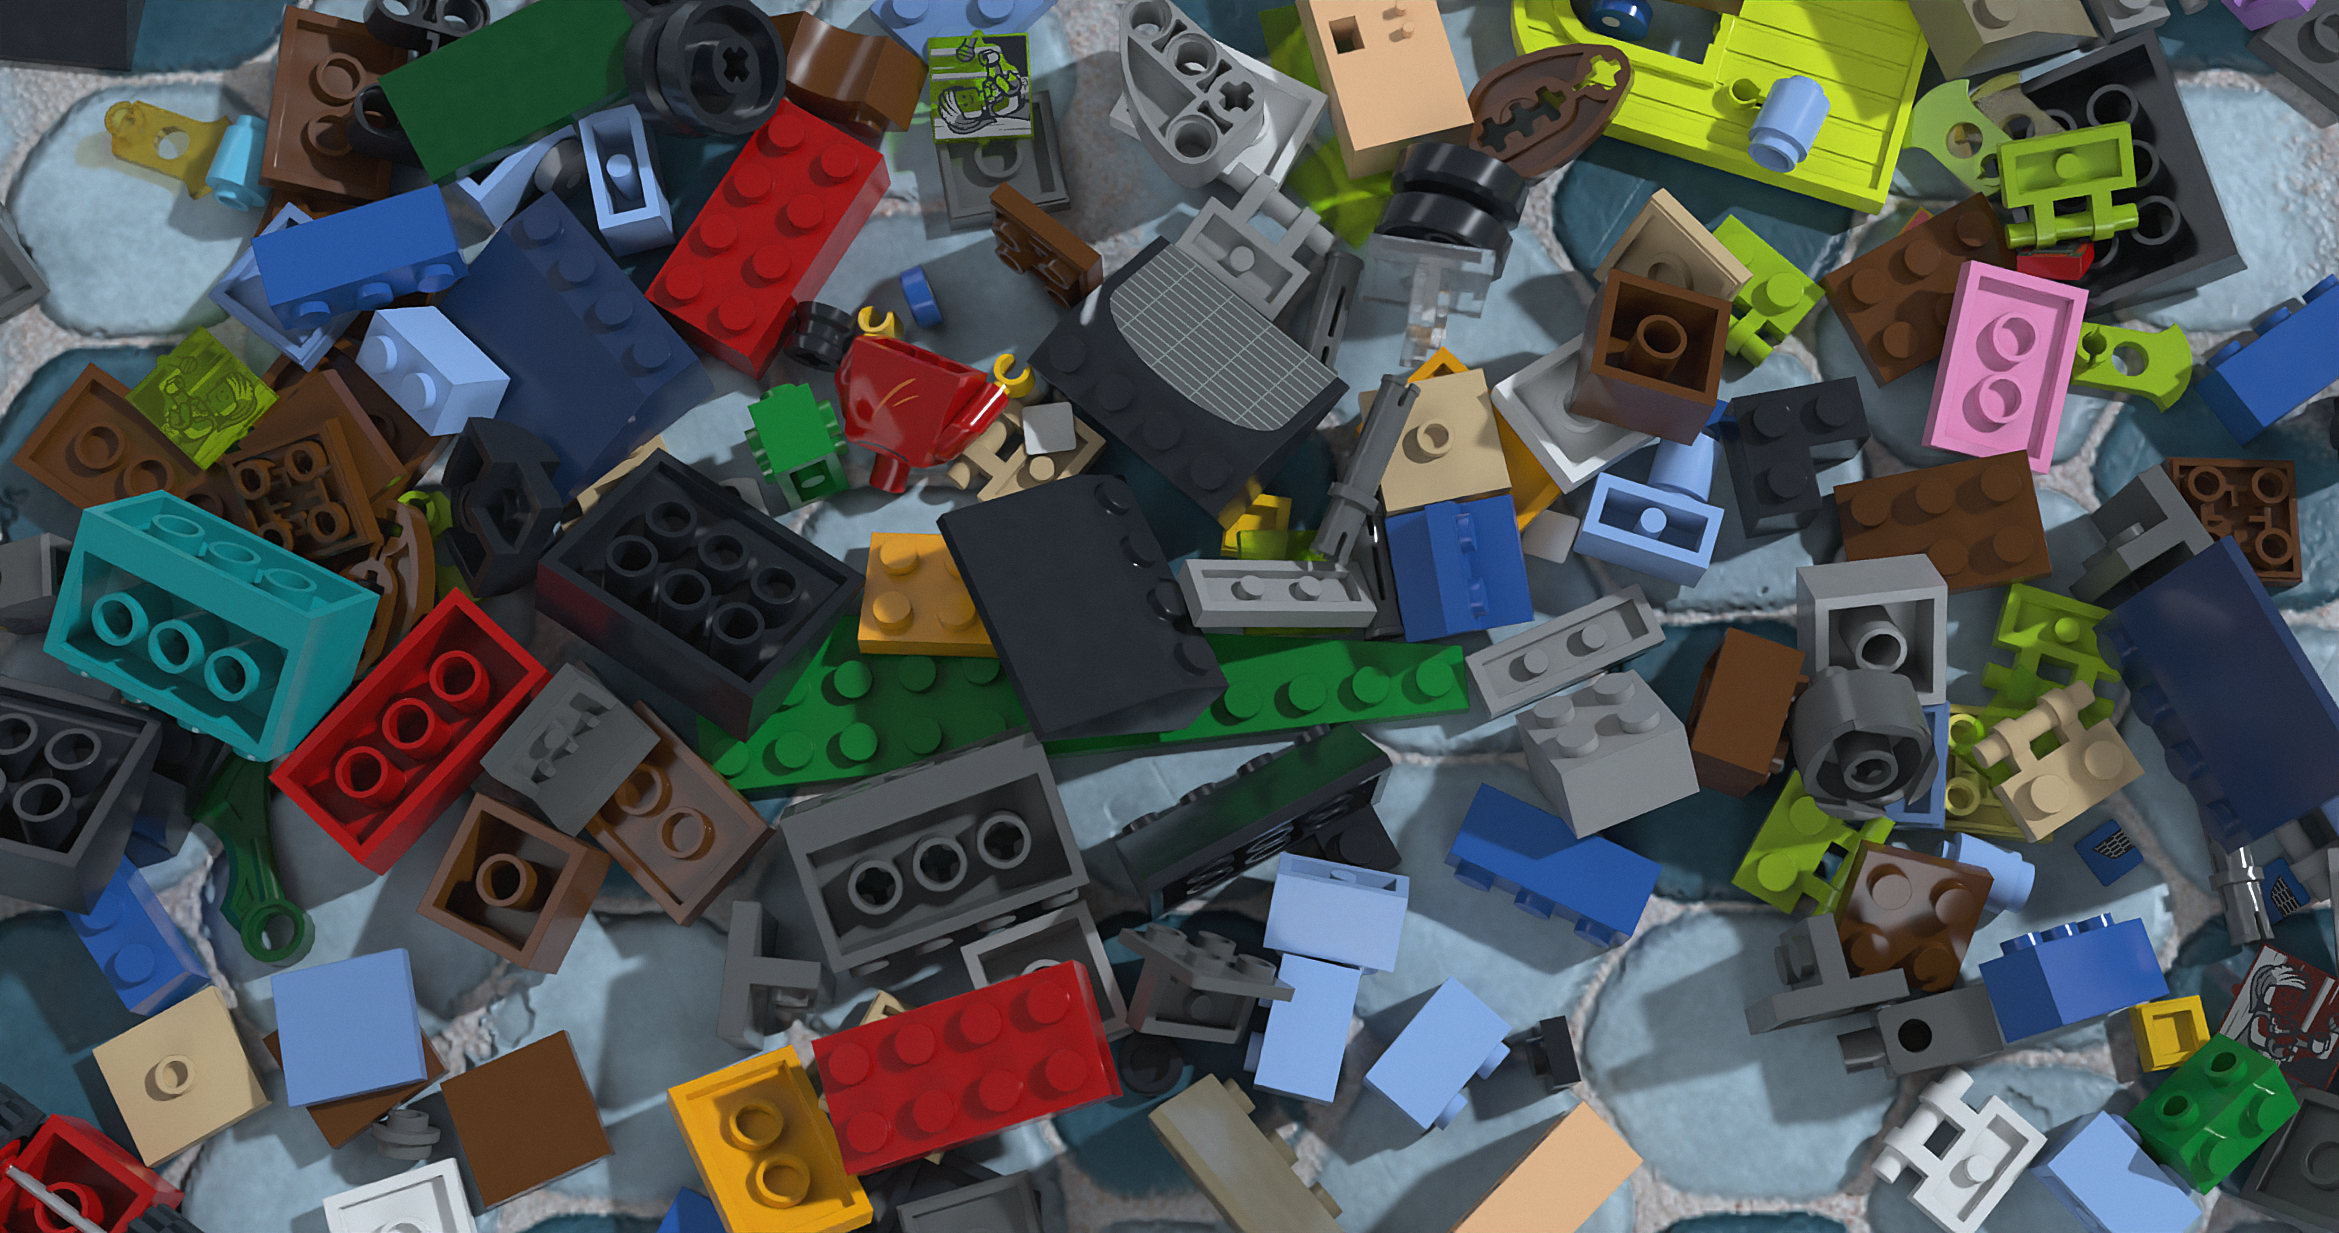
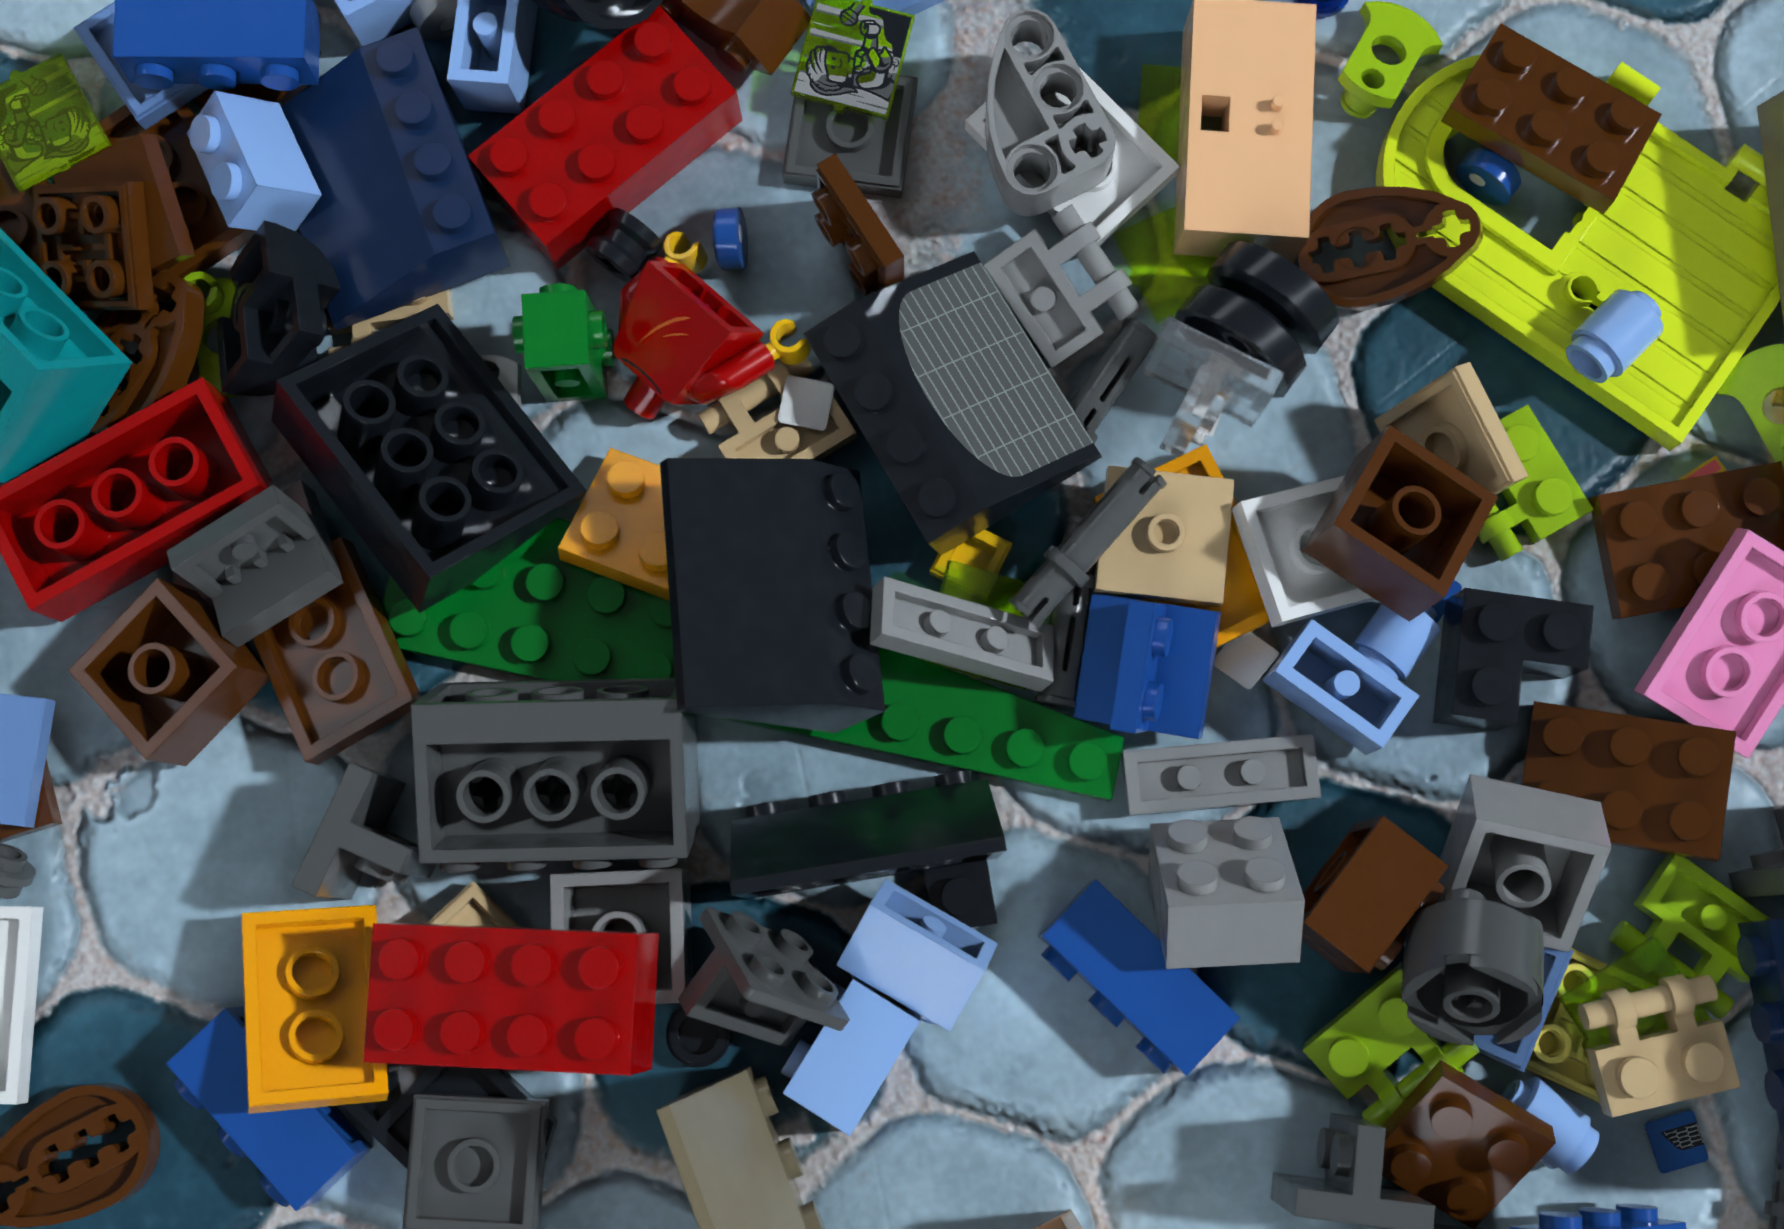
camera: 20 degrees right, 5 degrees up
(527, 1119) = (113, 892): reddish brown tile -> none
(1438, 1056) = (966, 1123): light blue brick -> none
(1552, 1054) = (1075, 1157): black plate -> none

